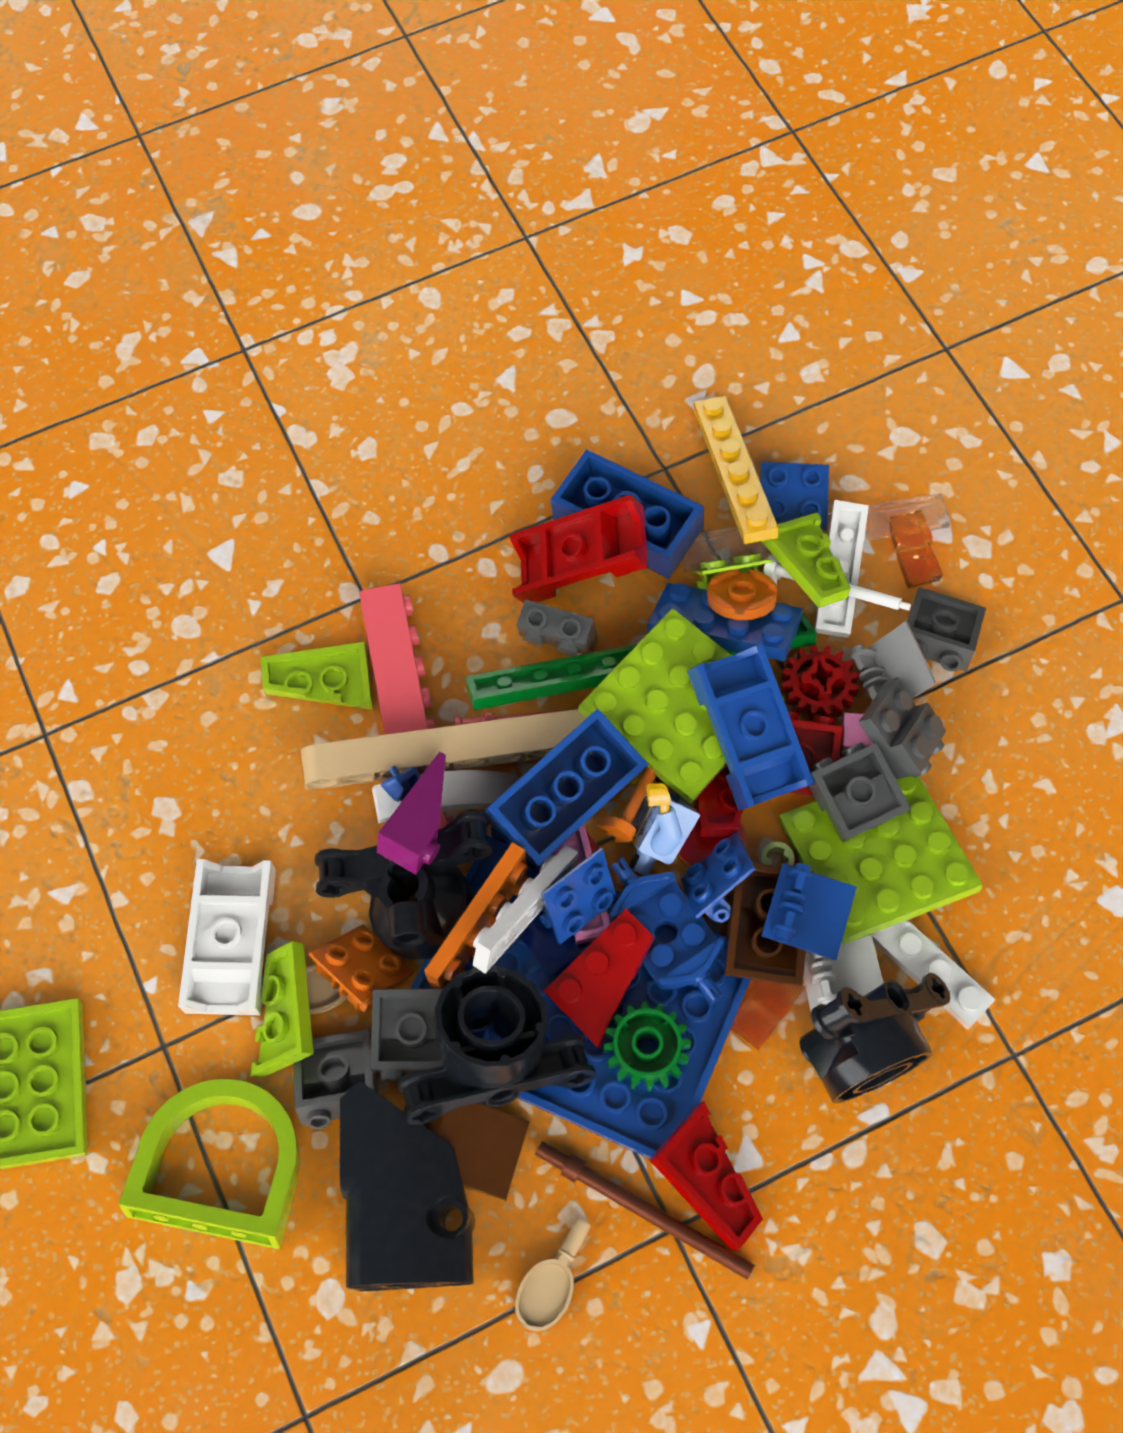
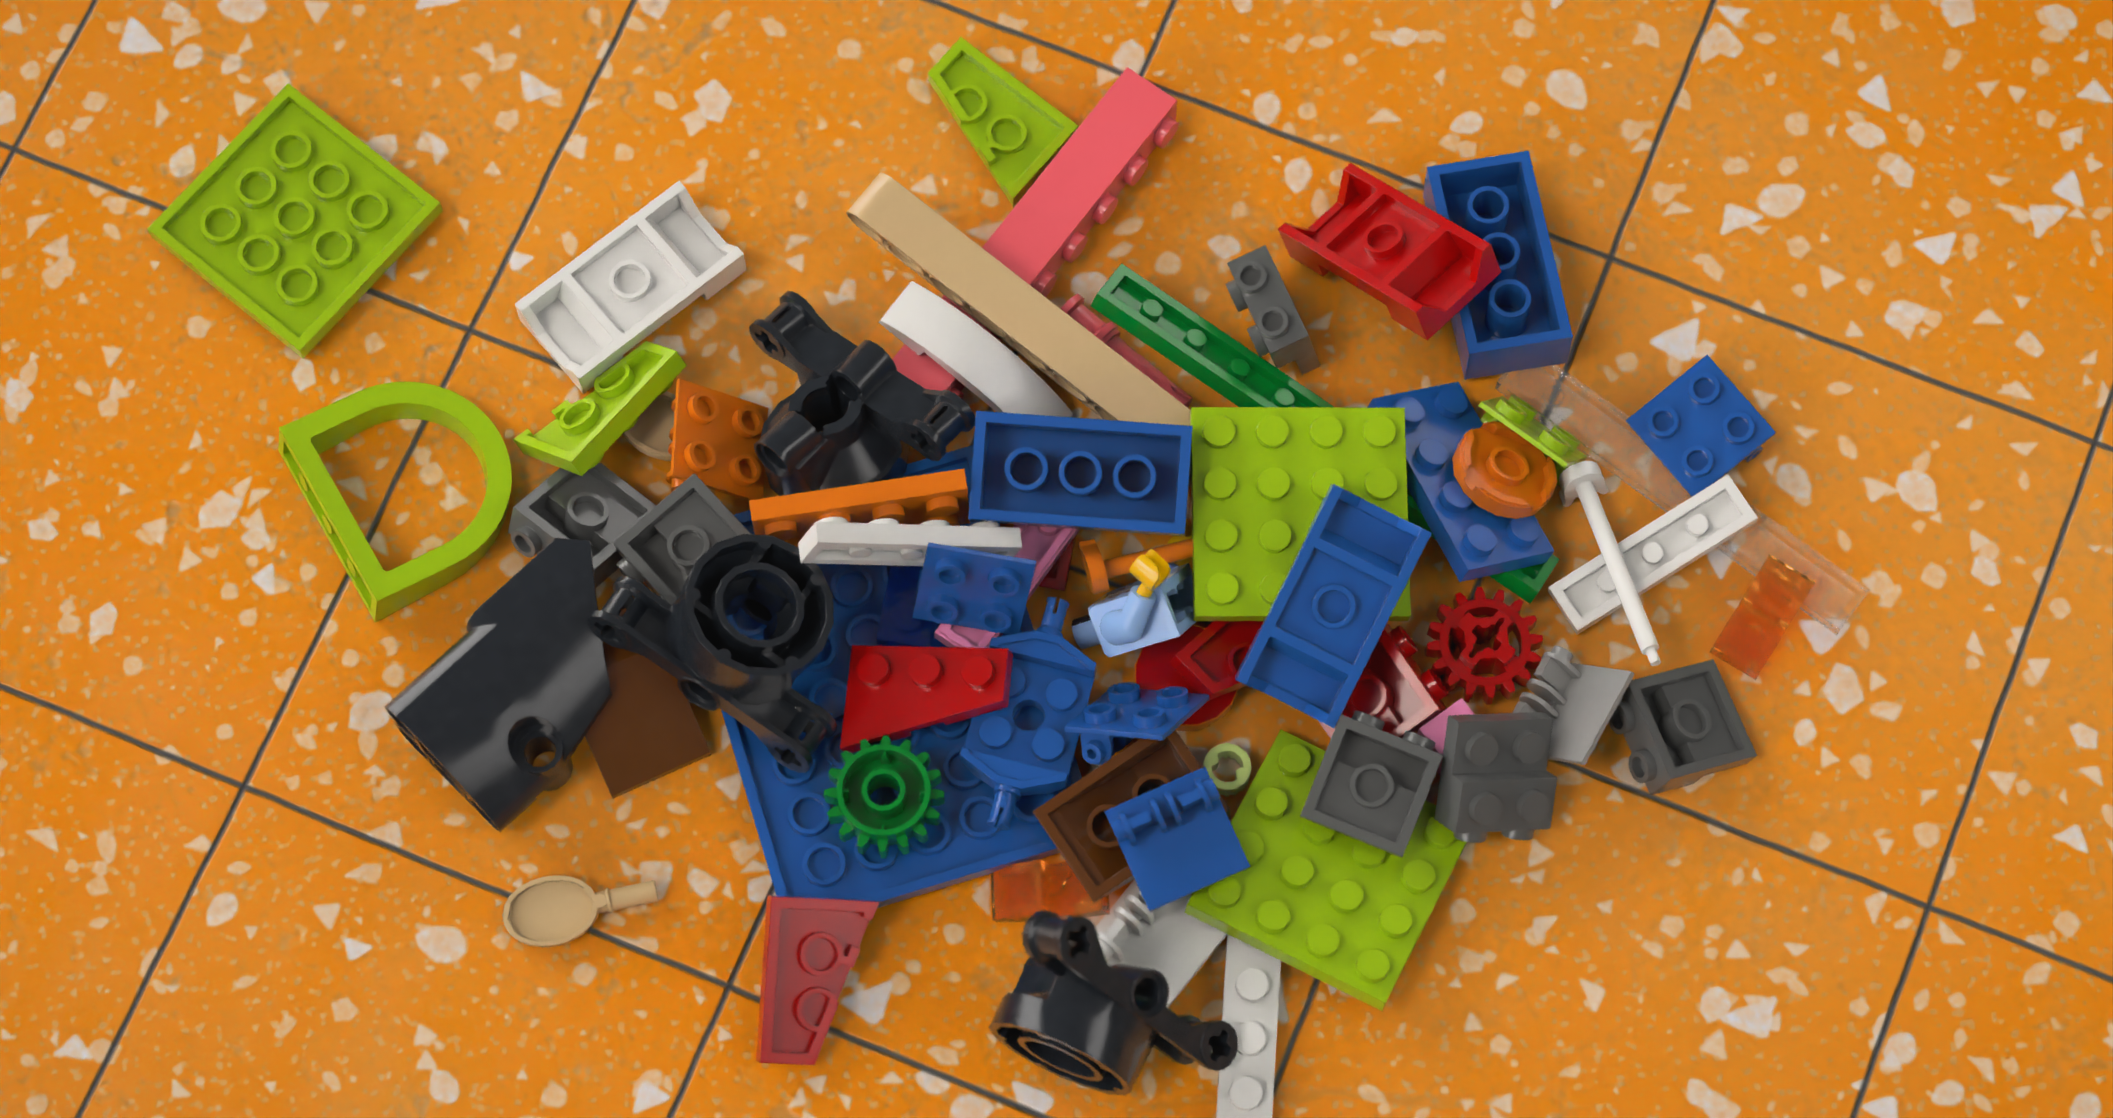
camera: 45 degrees right, 5 degrees up
(400, 783) = (933, 306): blue piece -> none
(413, 828) = (895, 357): magenta slope -> none
(575, 1169) = (702, 837): copper bar -> none
(735, 470) = (1665, 332): yellow plate -> none
(808, 559) = (1617, 503): lime wing -> none

